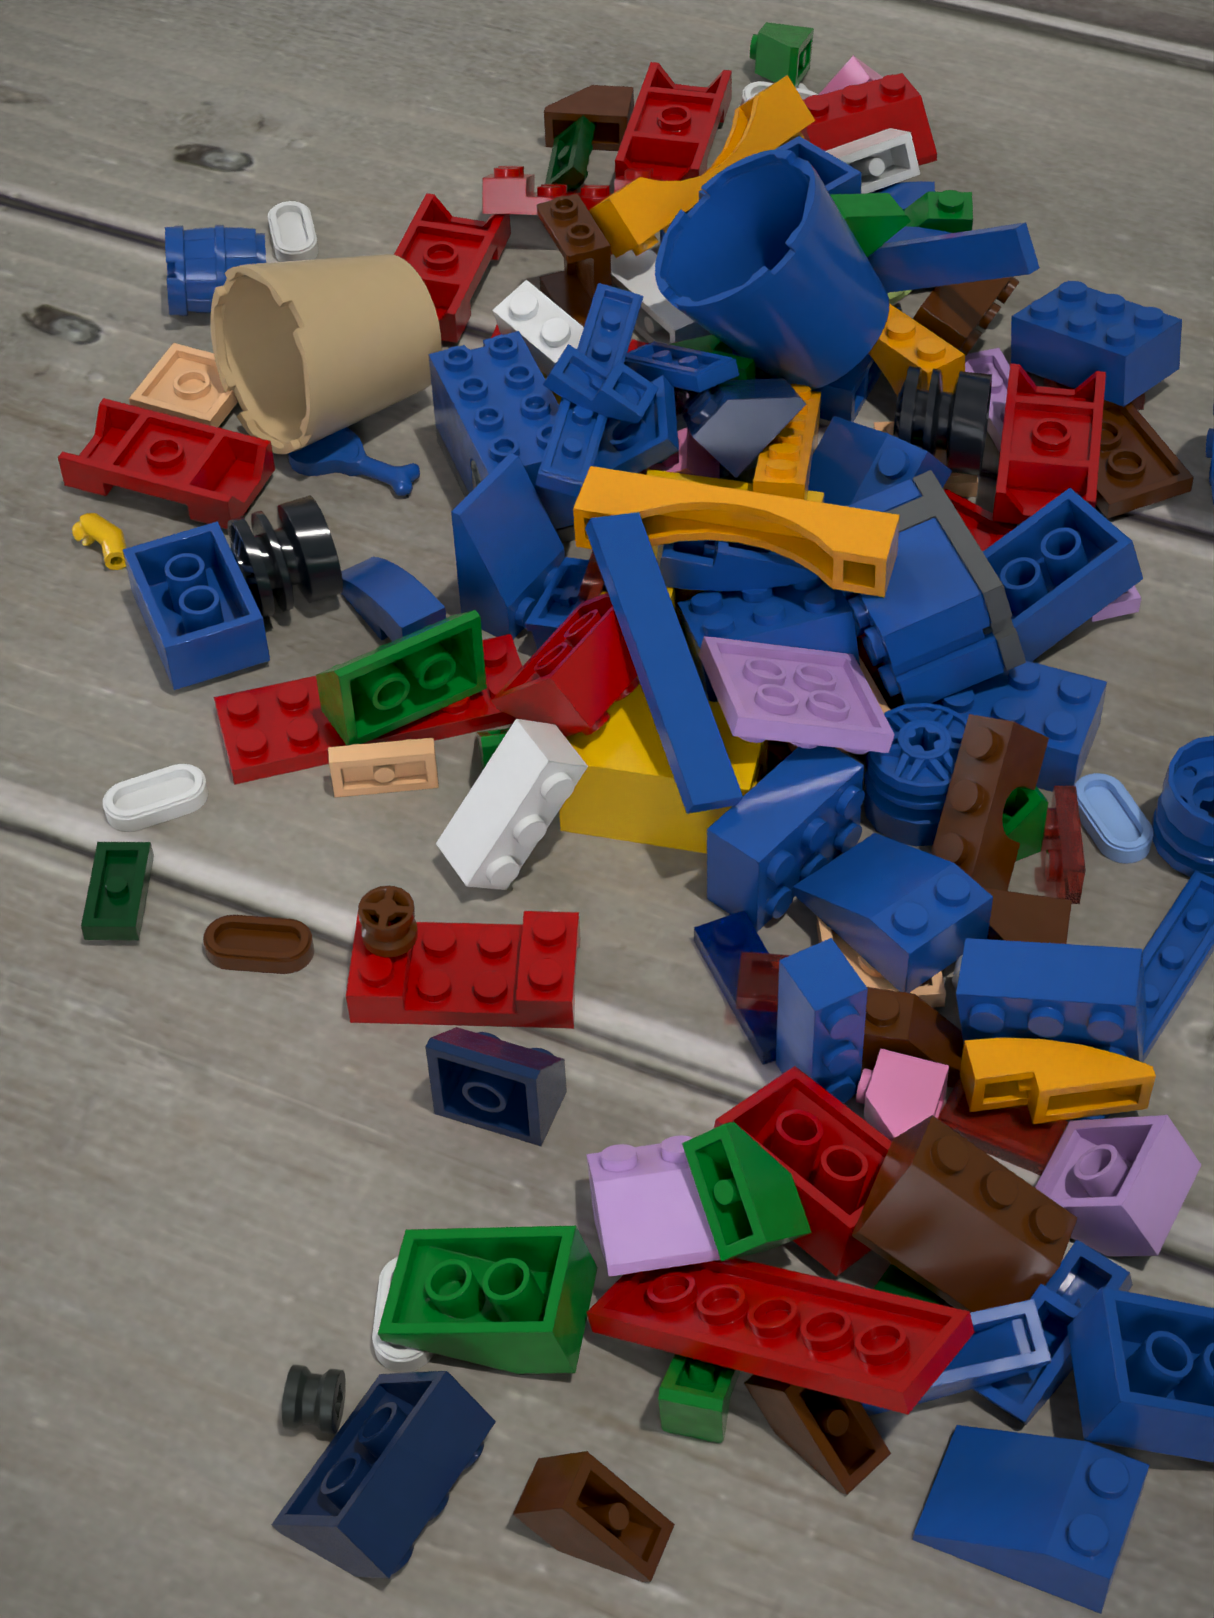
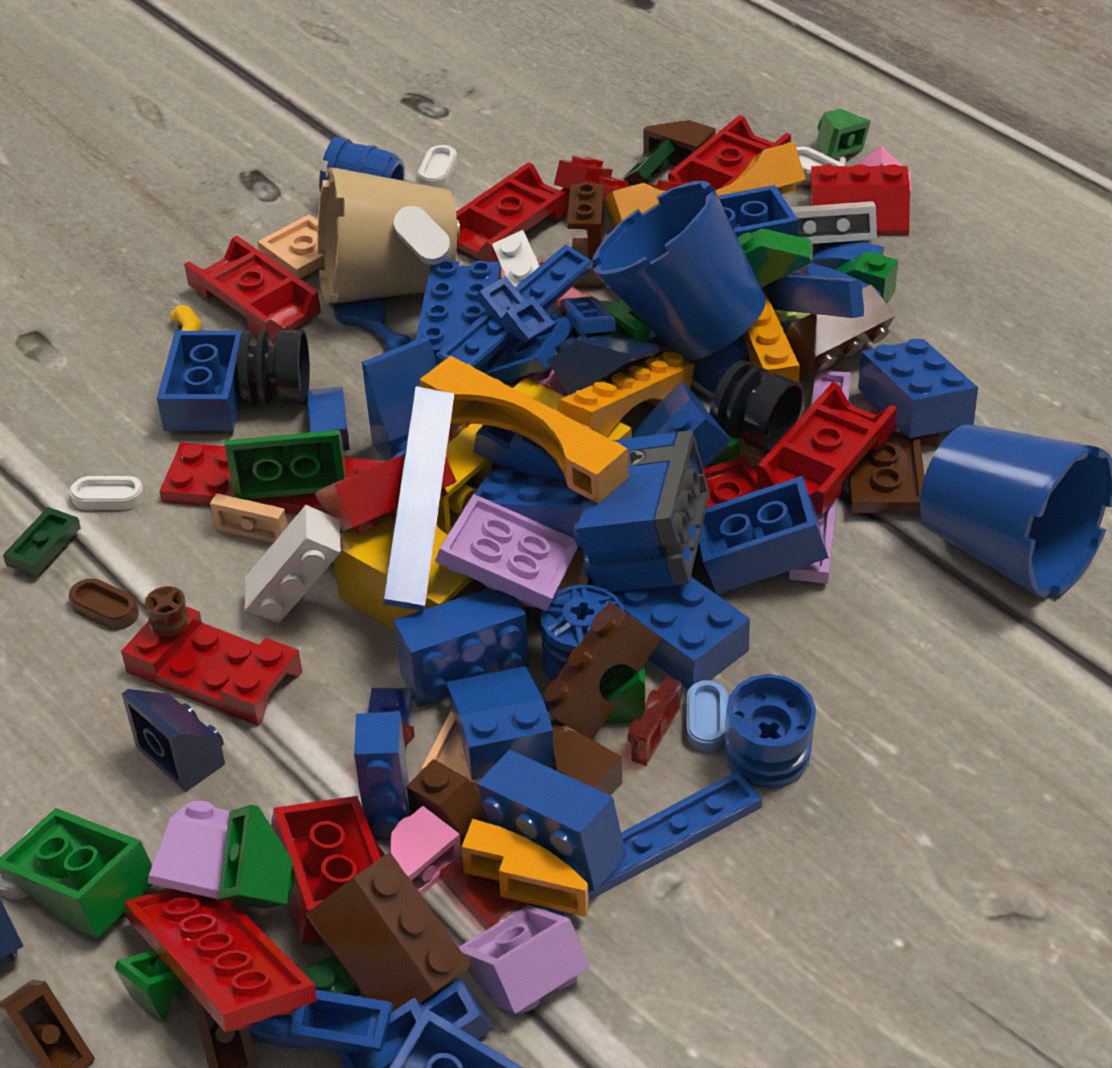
camera: 25 degrees right, 5 degrees down
(409, 322) = (422, 235): none -> white tile

